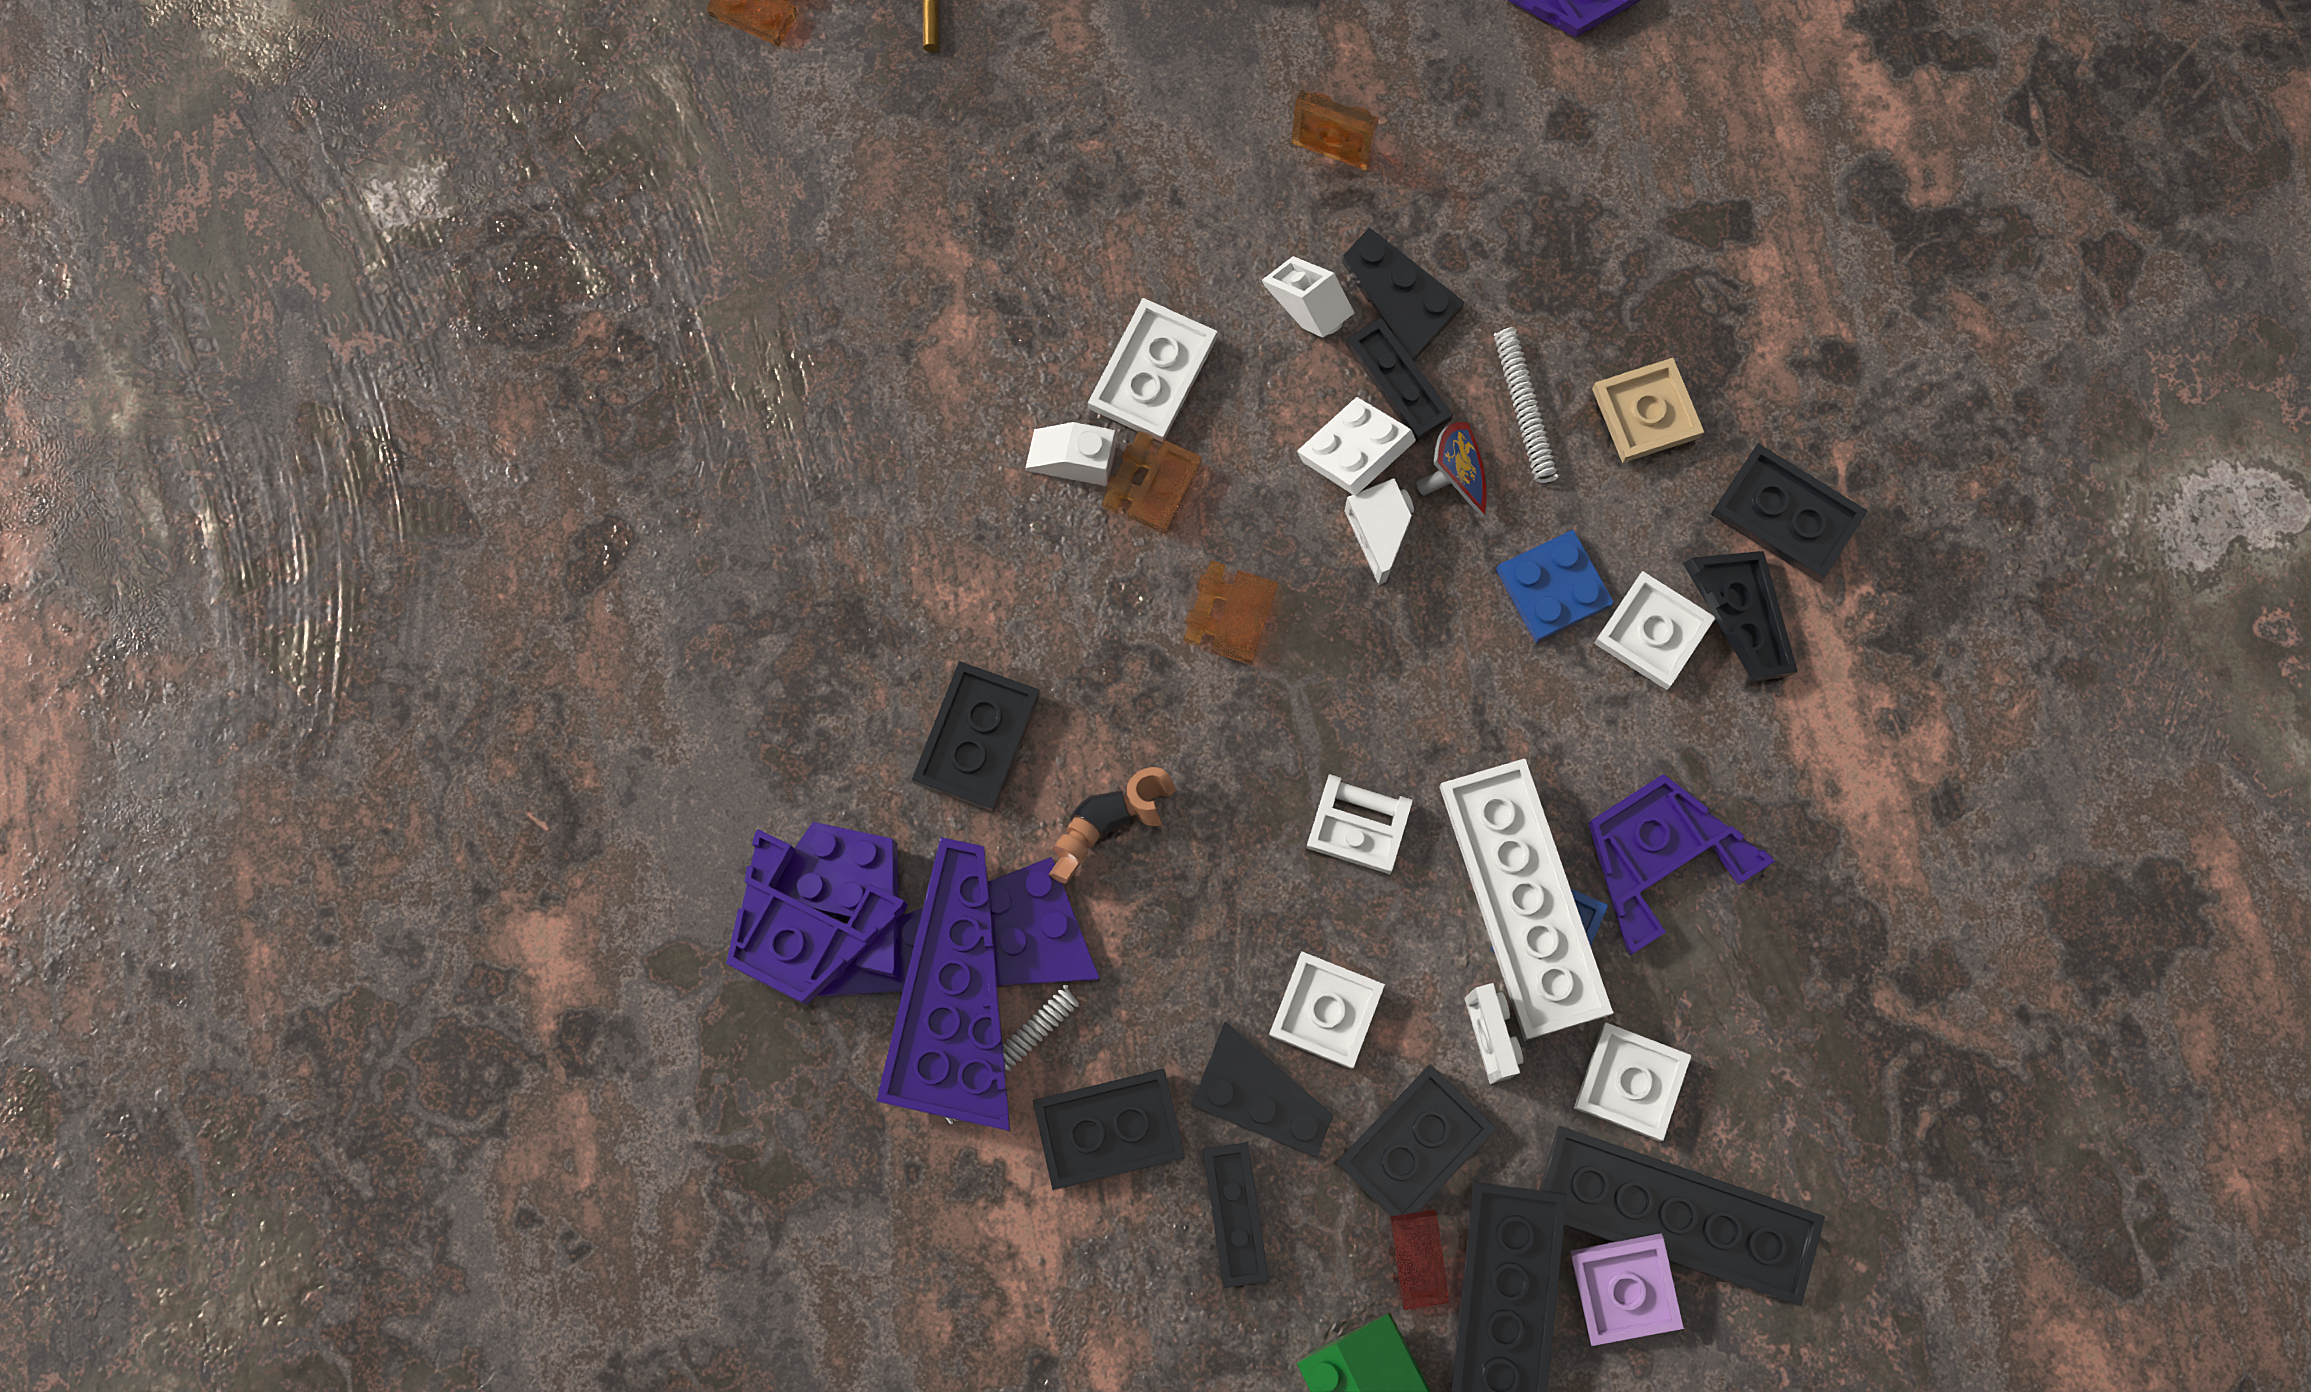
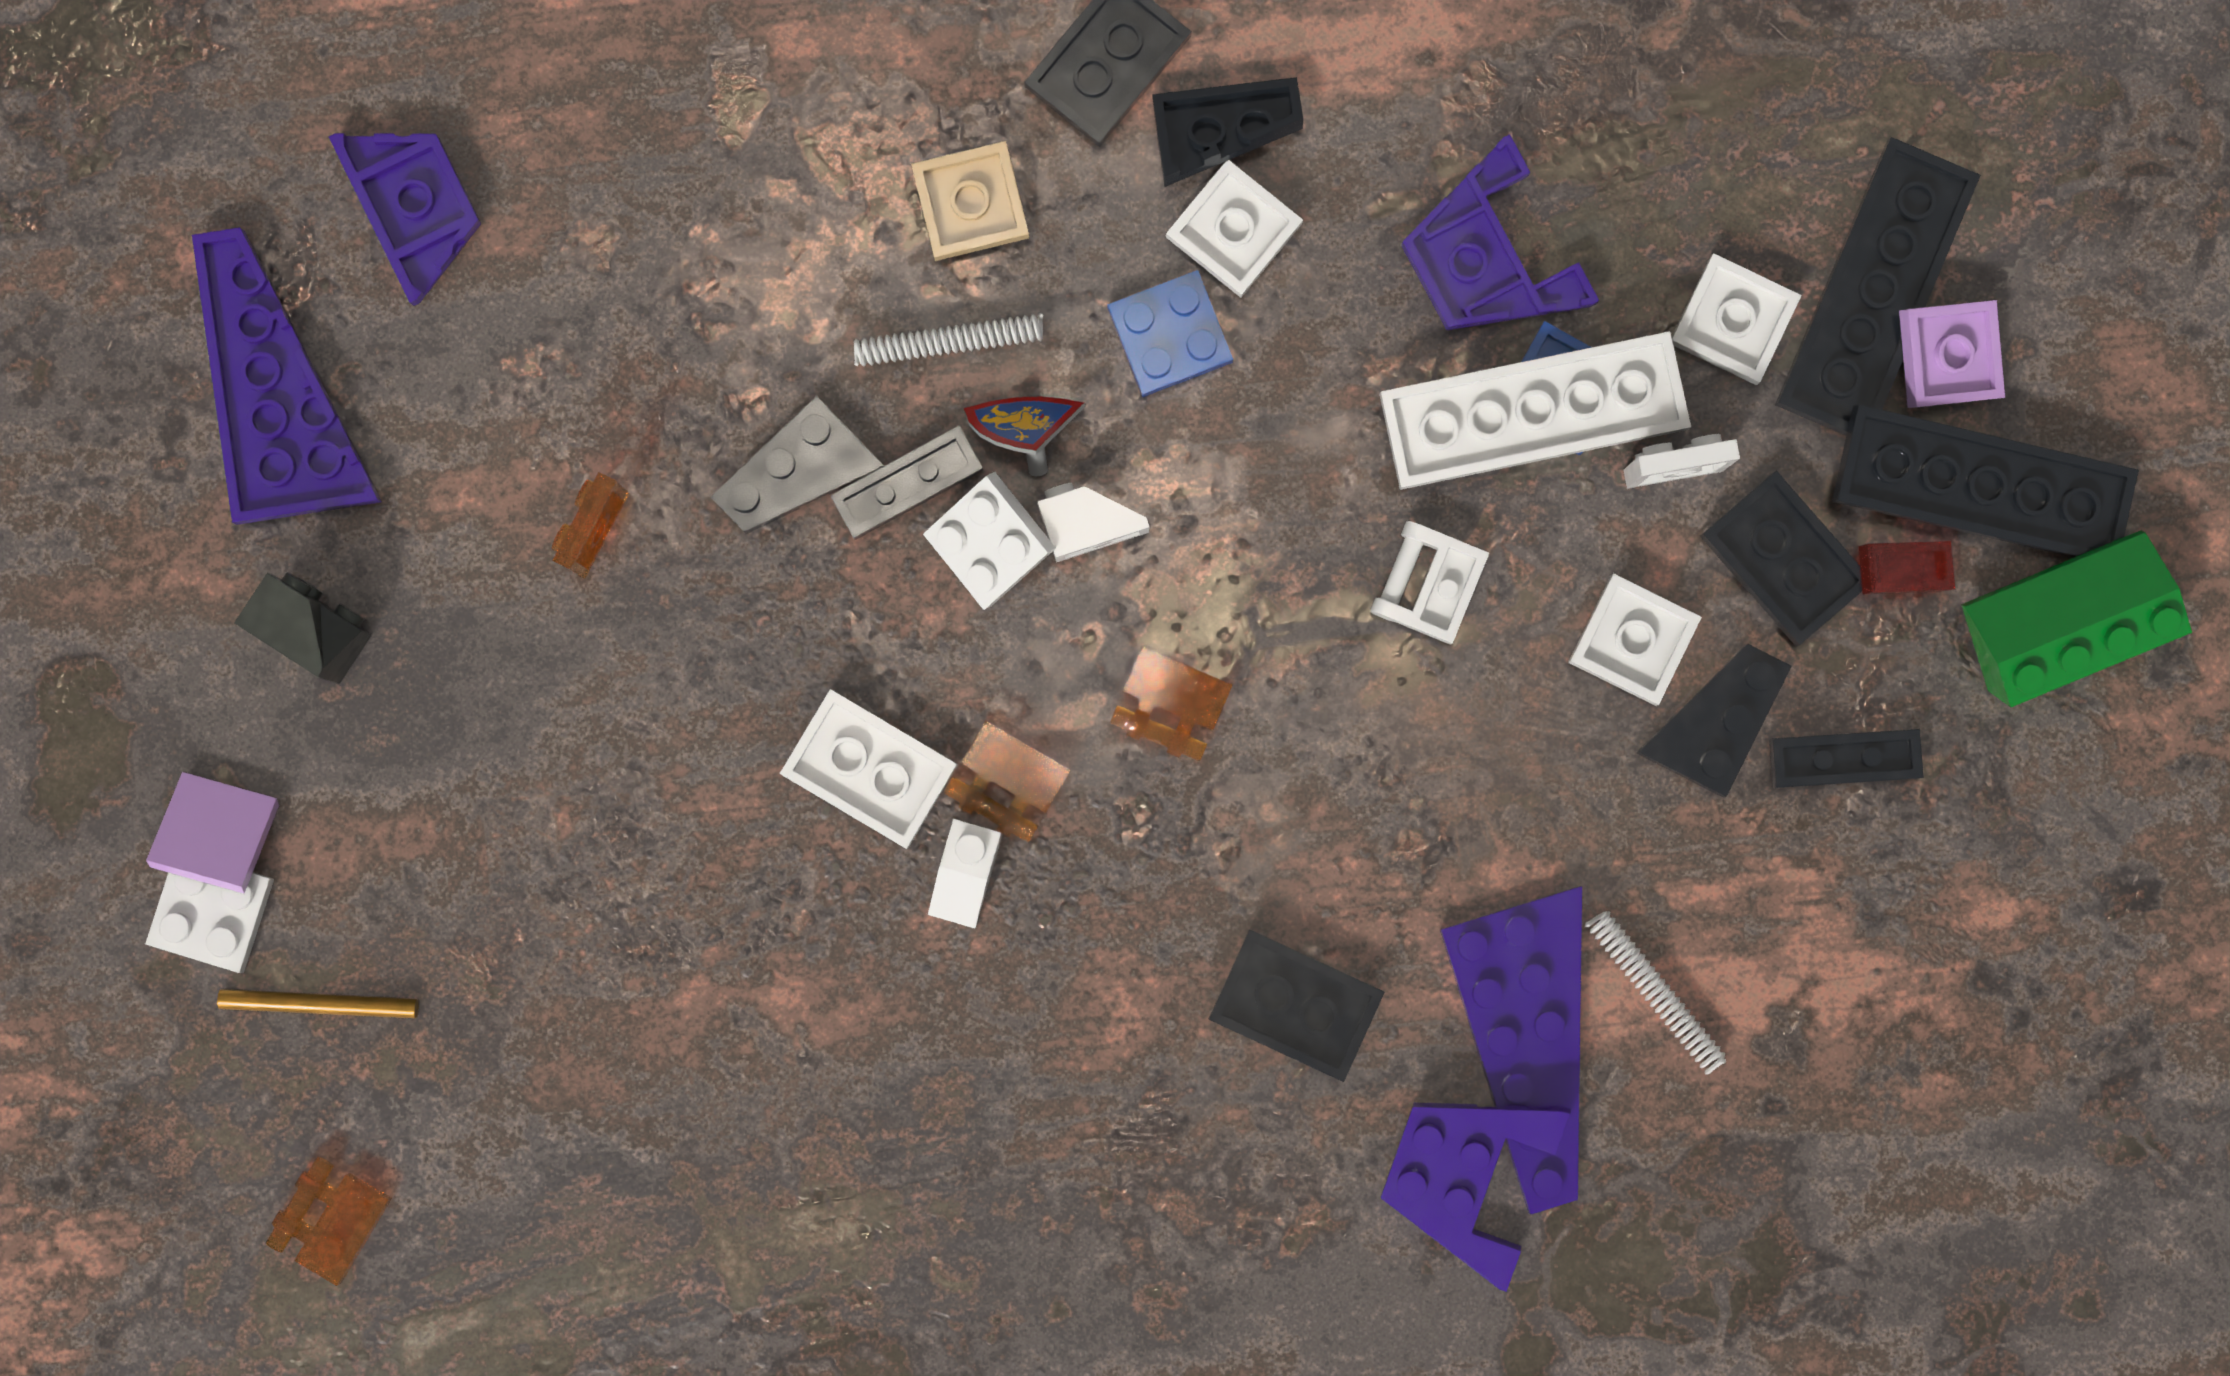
camera: 90 degrees left, 10 degrees up
(791, 942) = (1524, 1227): dark purple wing -> none
(948, 1022) = (1625, 1054): dark purple wing -> none
(1107, 812) = (1398, 866): nougat piece -> none
(1108, 1129) = (1746, 888): black plate -> none
(1310, 296) = (792, 577): white slope -> none

